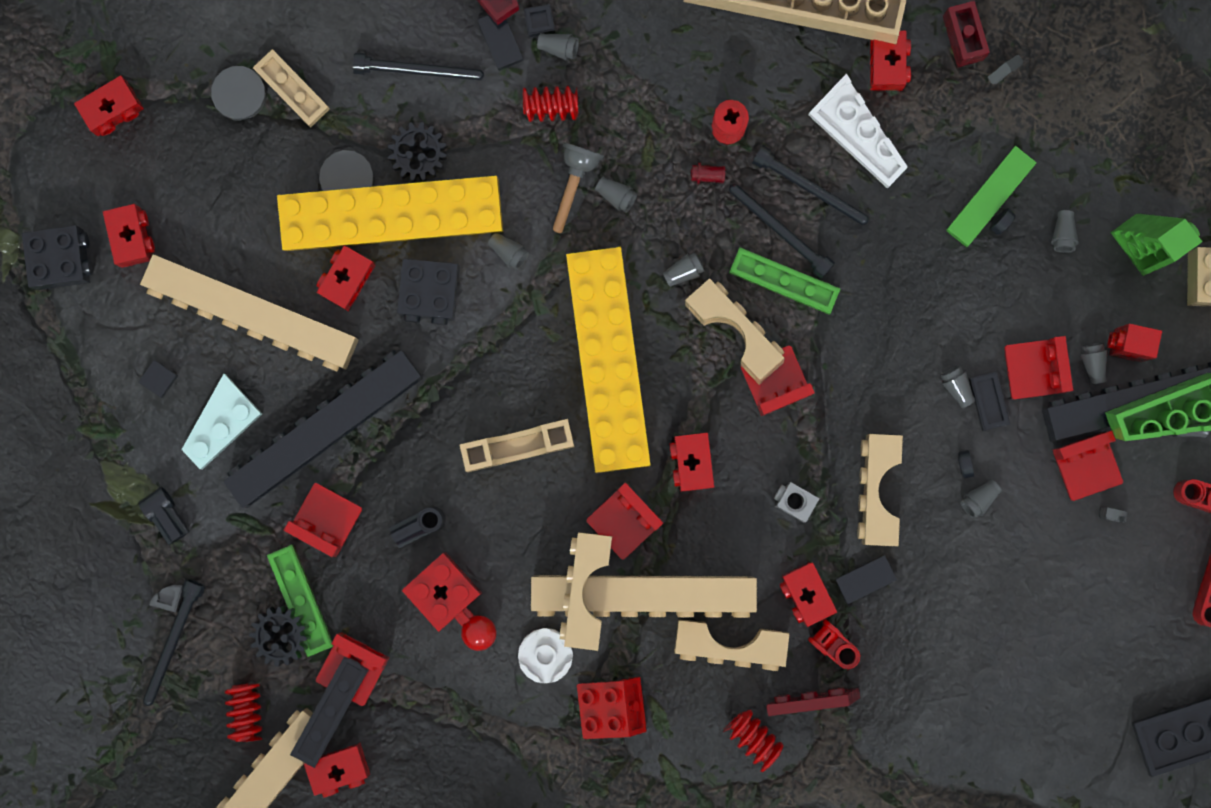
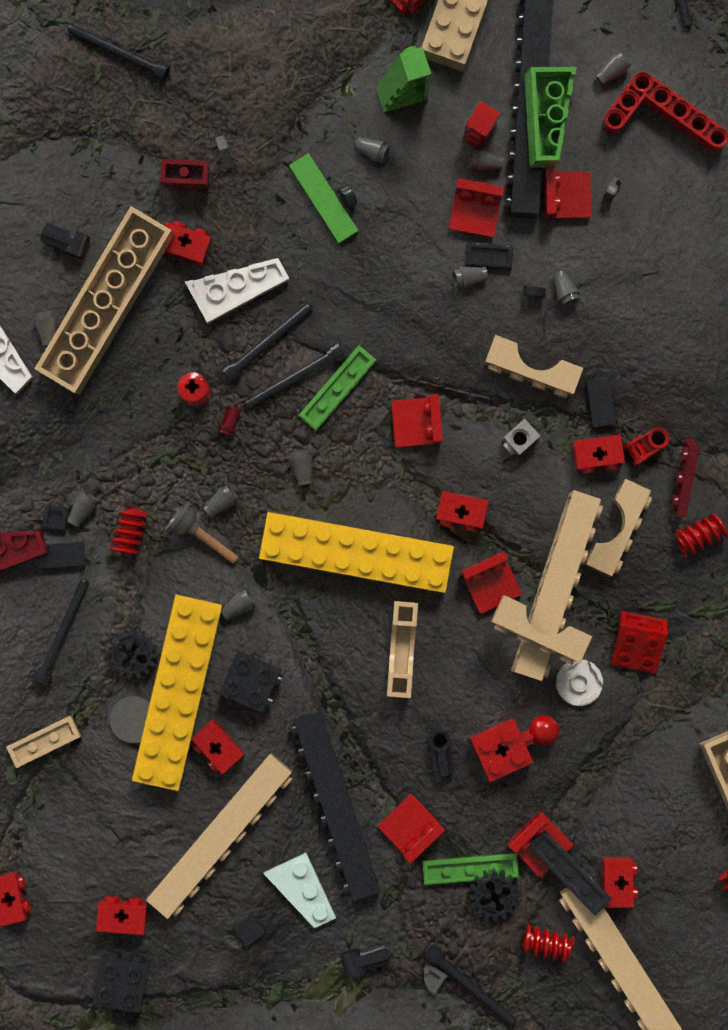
camera: 80 degrees left, 0 degrees up
(238, 93) = (32, 786): dark grey tile -> none
(712, 305) = (339, 453): tan arch -> none

